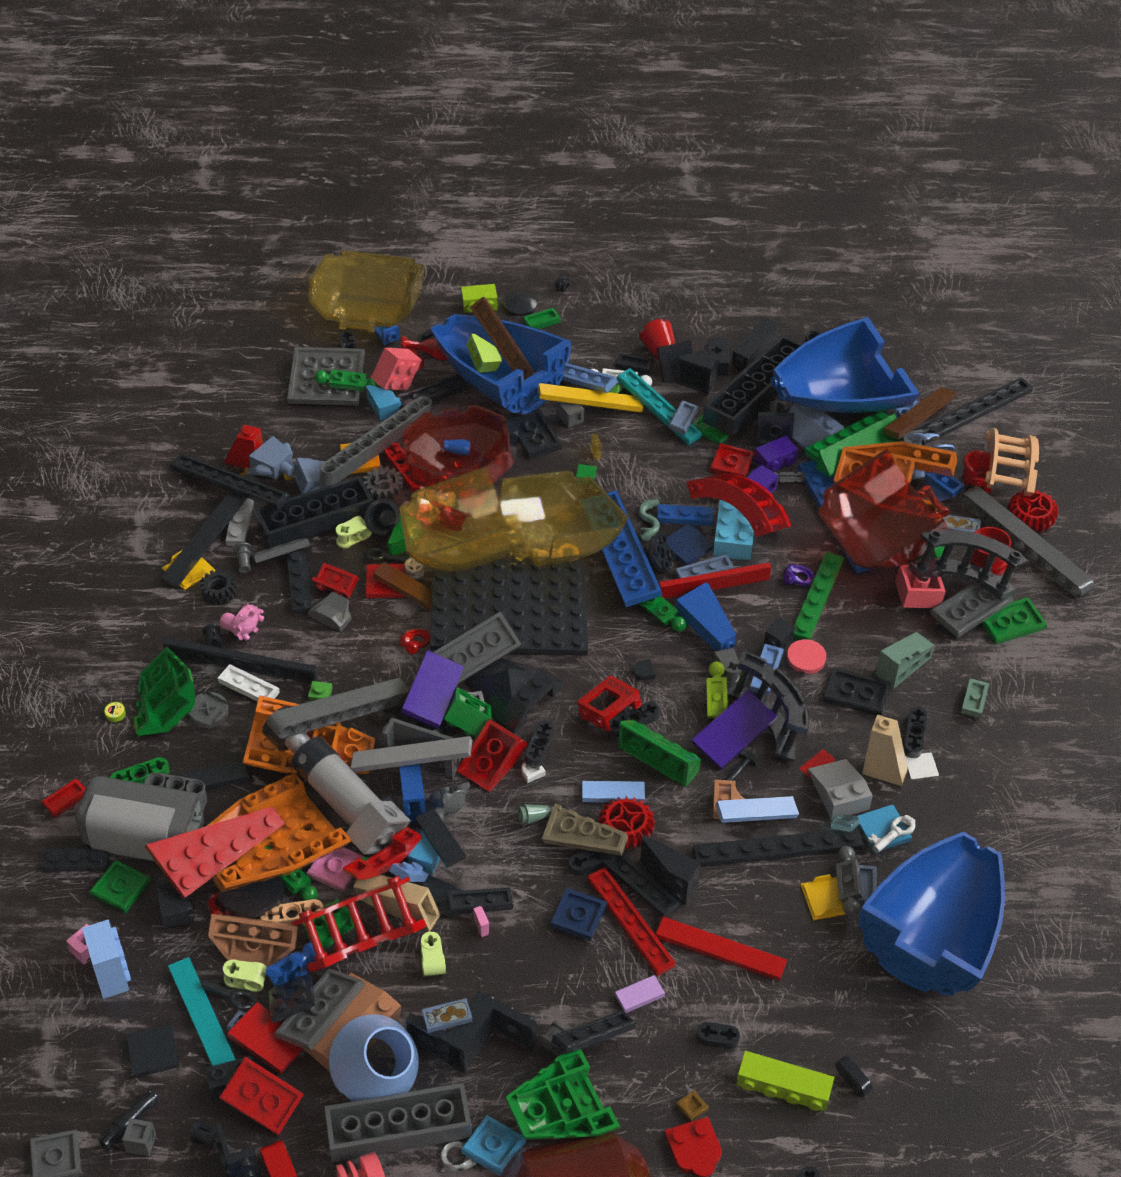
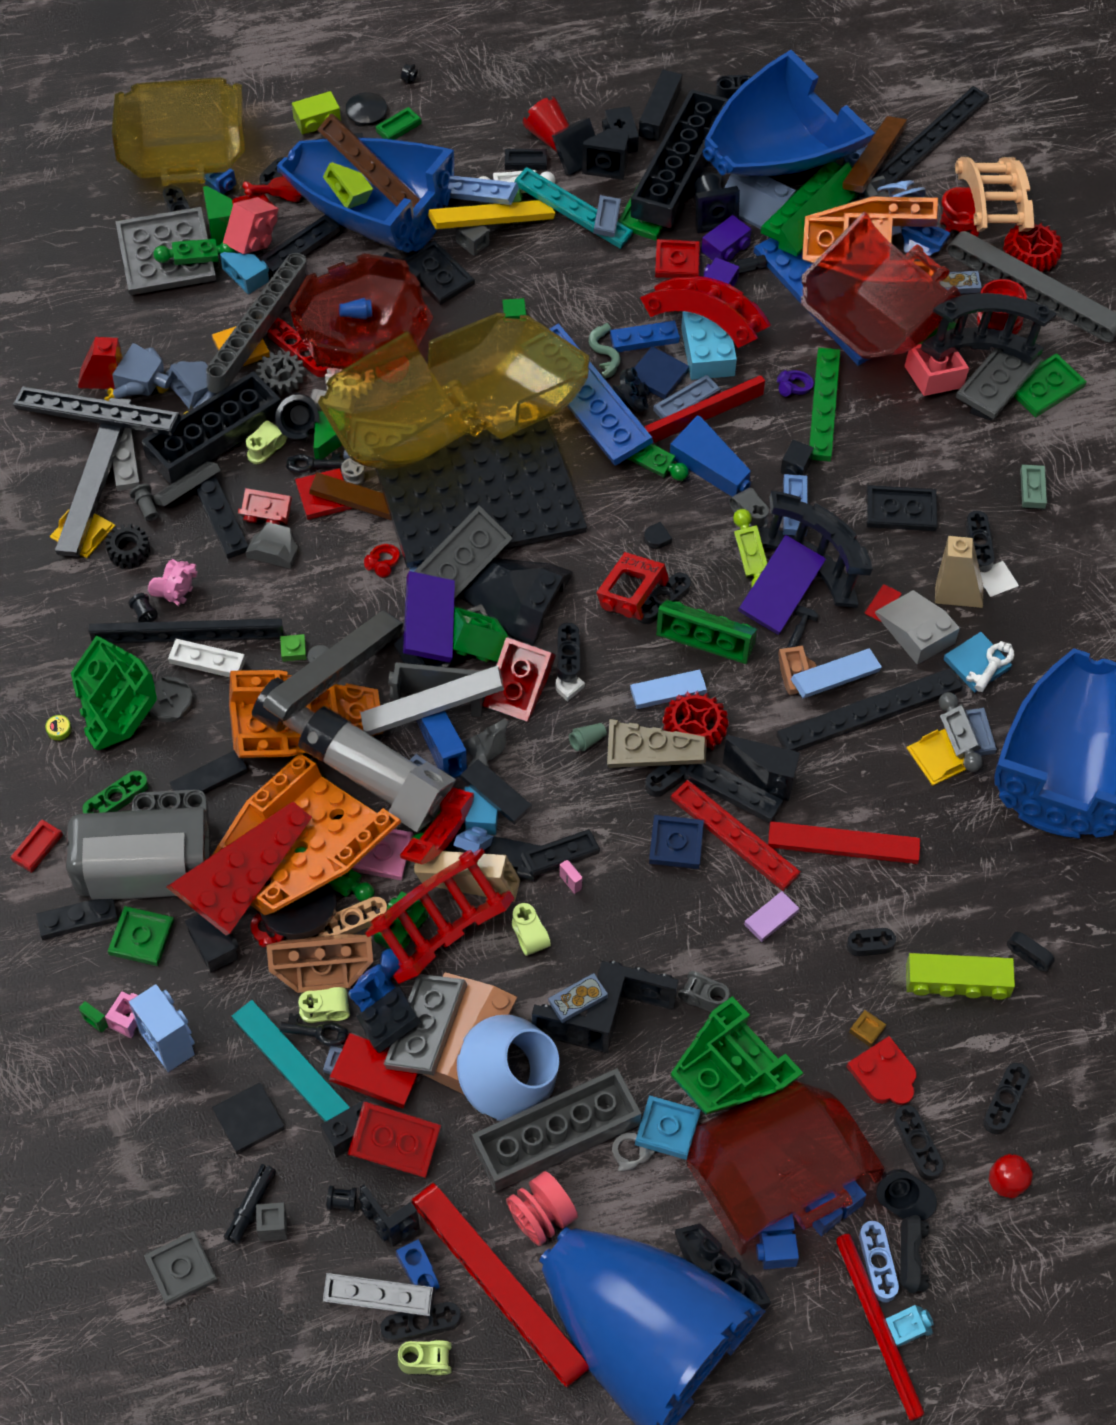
camera: 15 degrees left, 10 degrees up
(58, 939) = (93, 1016): none -> green tile
(372, 354) = (218, 211): none -> green slope
(450, 517) = (380, 401): clear red piece -> none
(593, 1032) = (739, 973): black tile -> none
(596, 446) = (516, 273): clear yellow tile -> none
(806, 656) = (833, 478): coral tile -> none
(845, 823) = (936, 665): clear light blue tile -> none
(903, 658) = (943, 458): sand green wedge -> none

